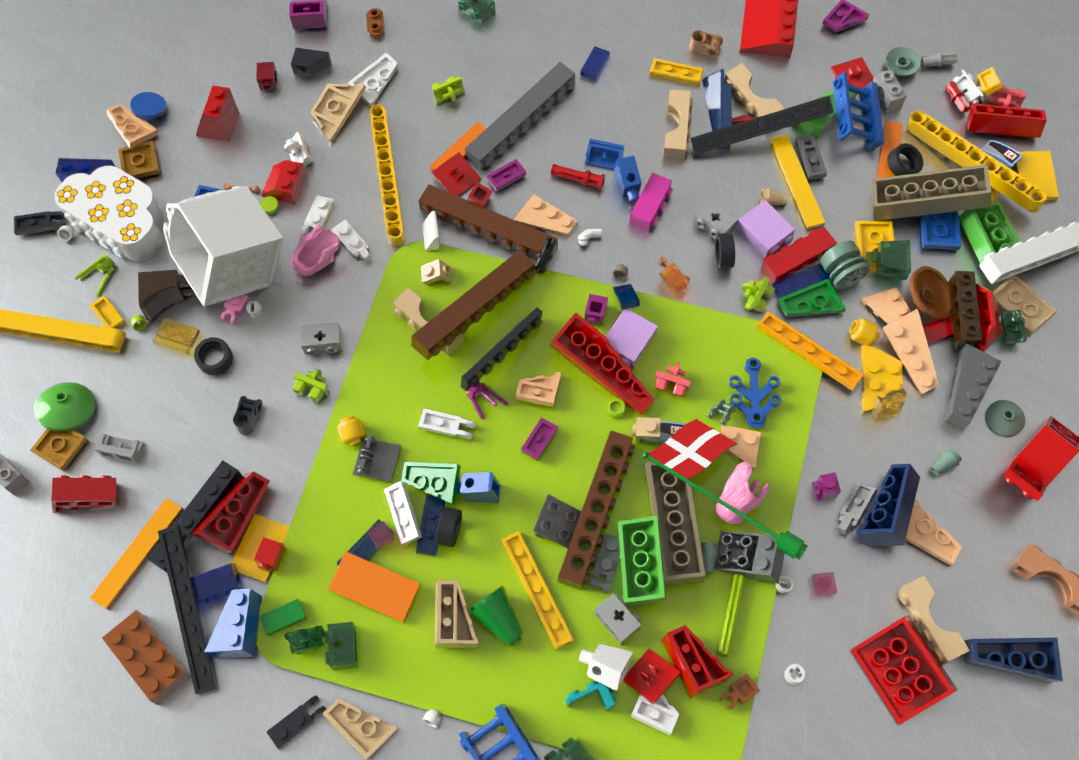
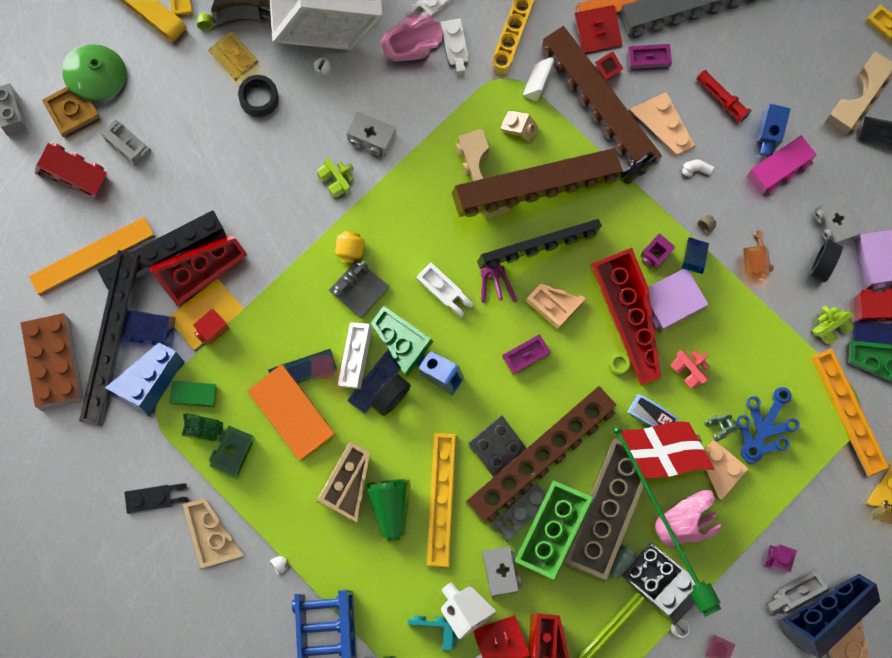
camera: 25 degrees right, 10 degrees up
(234, 306) = (304, 54): bright pink plate -> none
(248, 411) = (263, 170): black piece -> none
(603, 154) = (764, 86): blue hinge -> none
(646, 428) = (636, 403): tan bracket -> none

